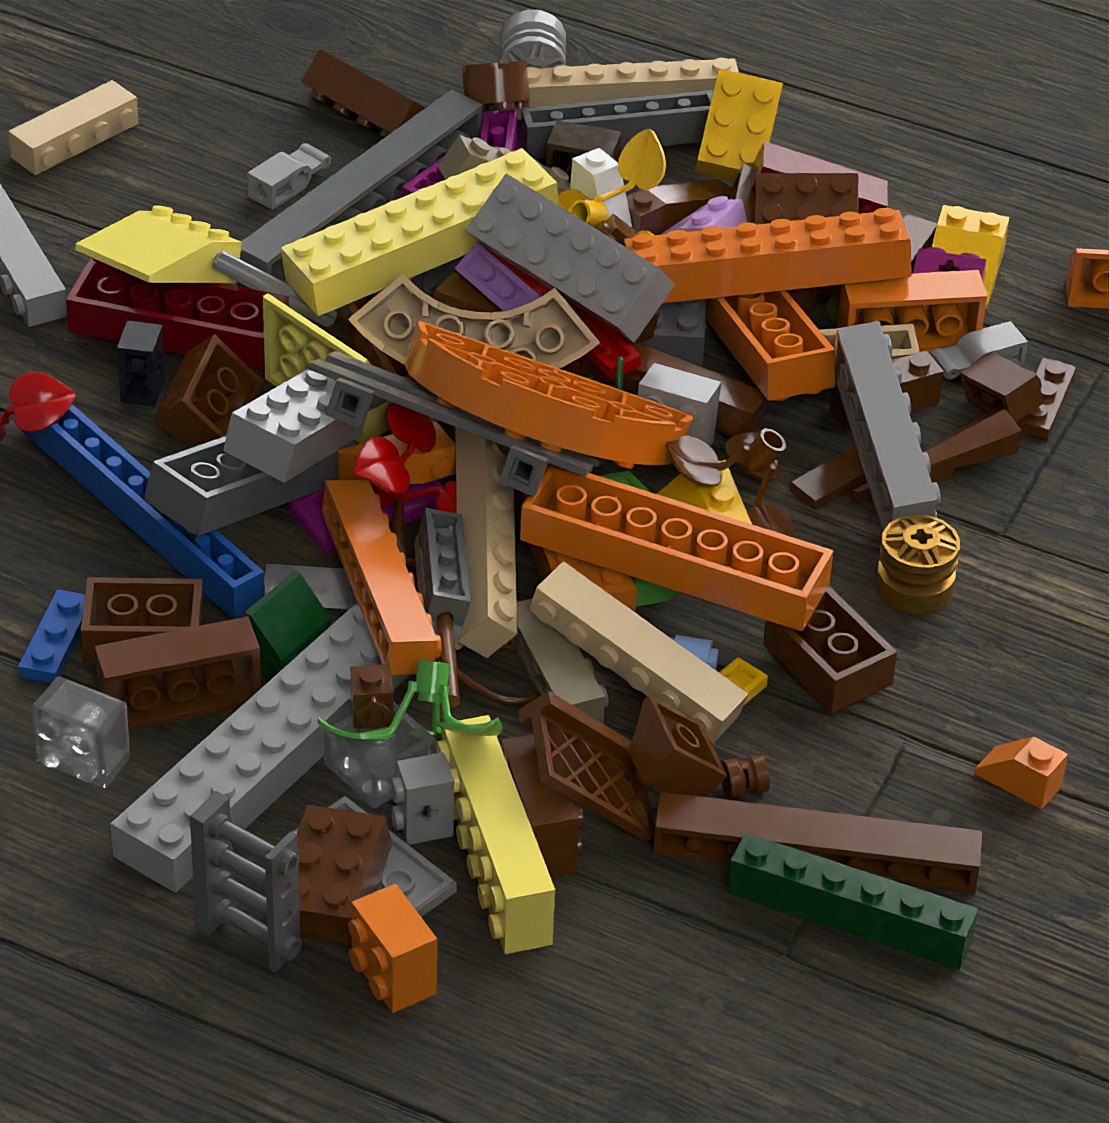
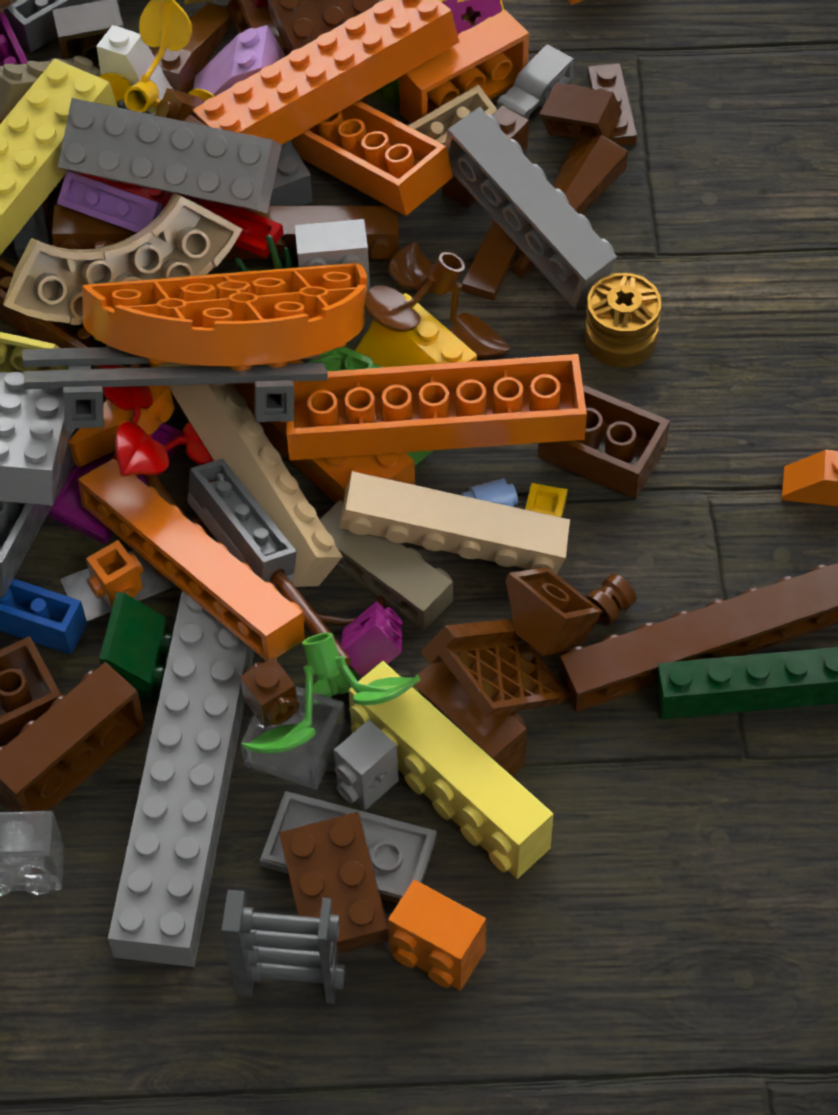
camera: 25 degrees left, 15 degrees up
(317, 572) = (114, 571): none -> orange brick
(498, 700) = (372, 638): none -> magenta brick

